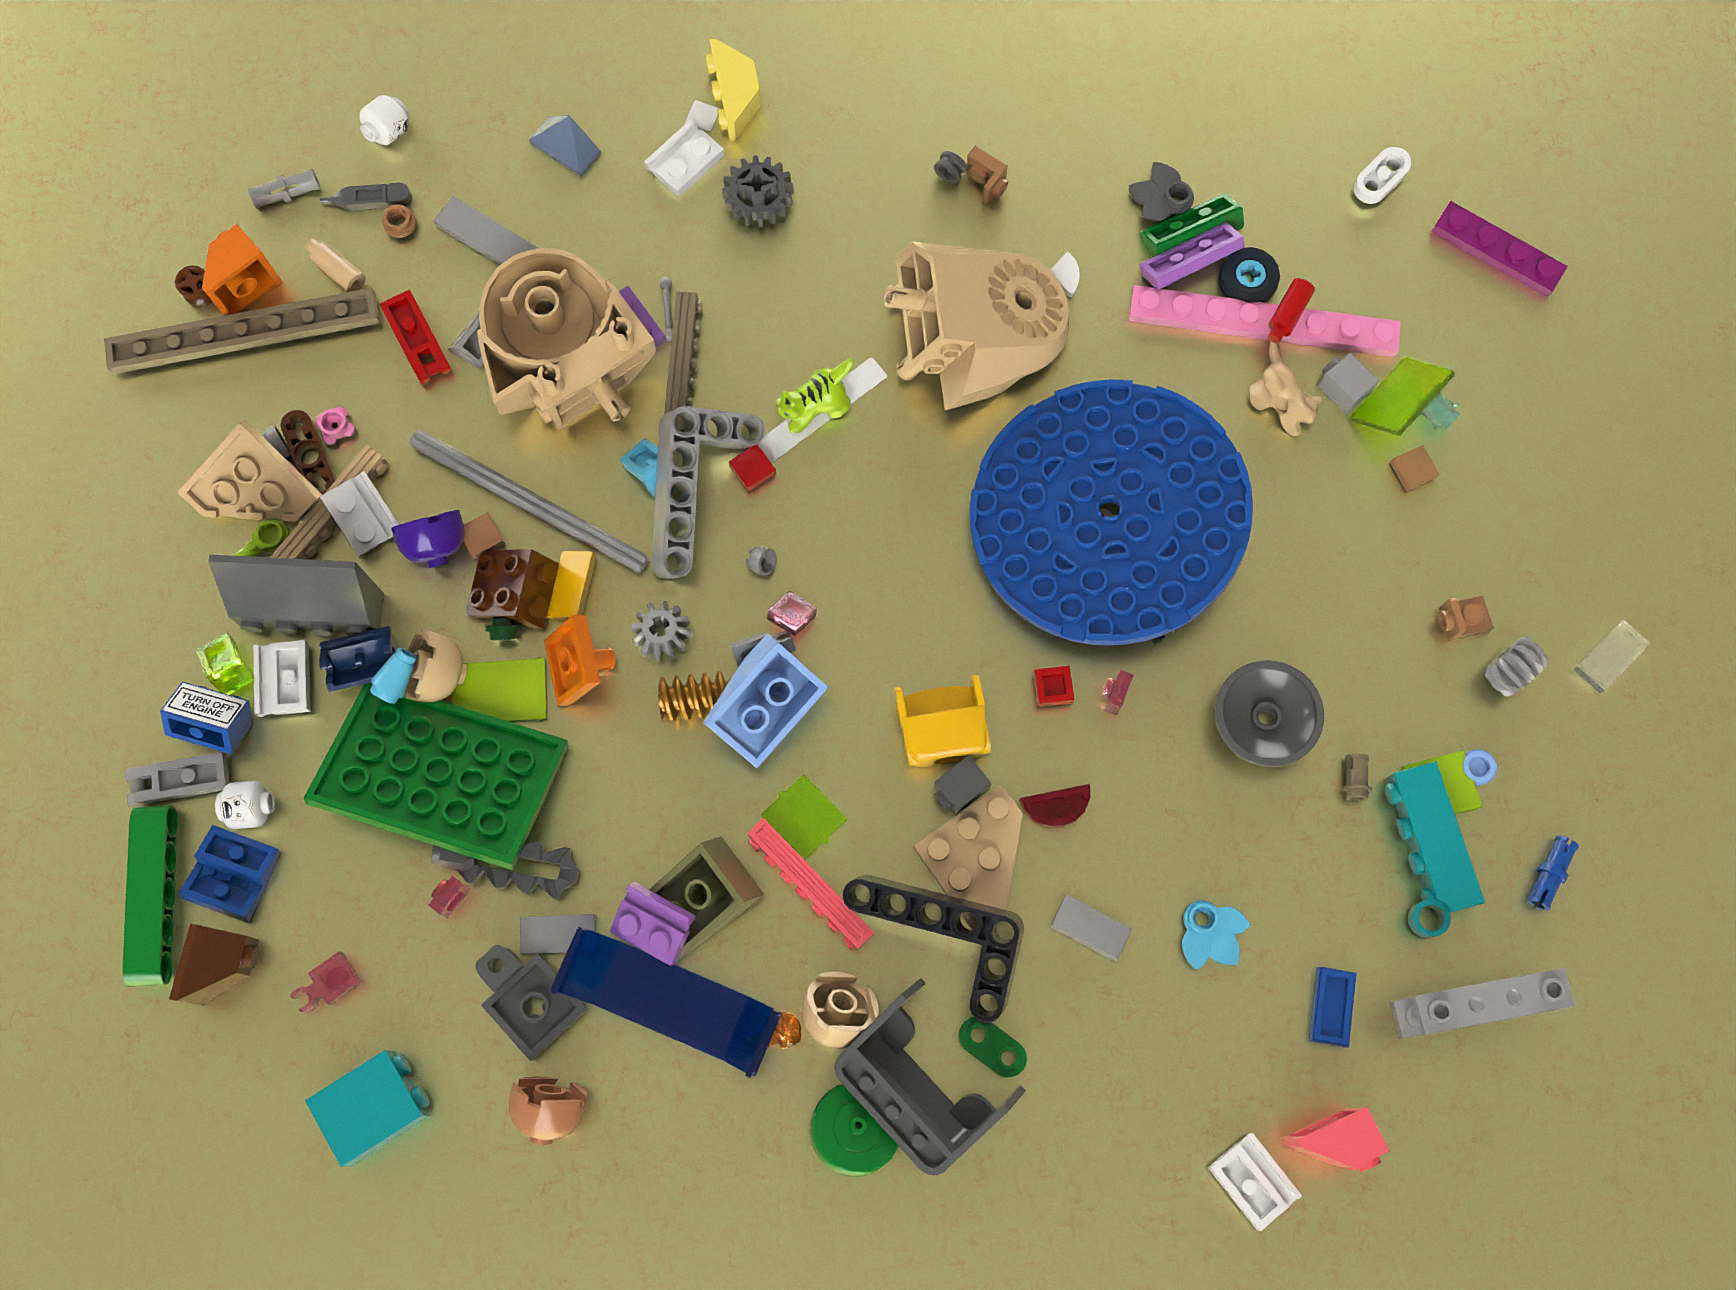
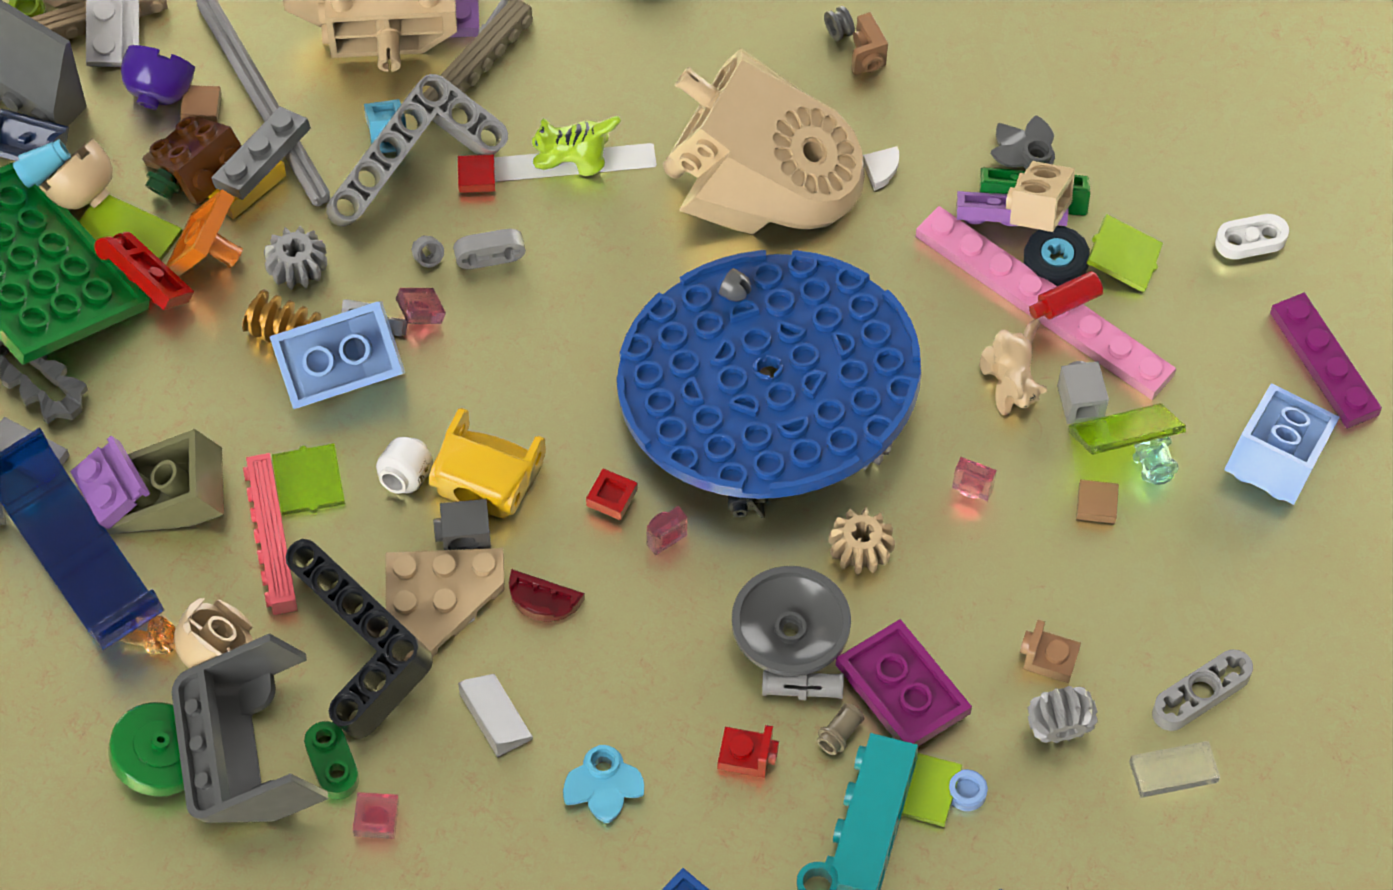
camera: 30 degrees right, 15 degrees down
(545, 717) = (144, 269): none -> red plate
(570, 556) = (261, 153): none -> plate
(811, 529) = (489, 248): none -> light grey beam
(877, 761) = (404, 465): none -> white head
(1037, 452) = (735, 286): none -> dark grey hinge
(1062, 1073) = (375, 815): none -> clear pink plate
(1220, 235) = (1041, 196): none -> tan brick
(1282, 616) = (847, 542): none -> tan gear
(1298, 244) = (1124, 253): none -> lime piece
(1302, 838) = (747, 751): none -> red bracket
(1317, 507) = (974, 479): none -> clear pink plate
(1324, 748) = (804, 685): none -> light grey pin
(1381, 712) = (903, 685): none -> magenta plate
(1520, 340) = (1281, 444): none -> light blue slope
(1603, 569) = (1210, 674): none -> light grey beam

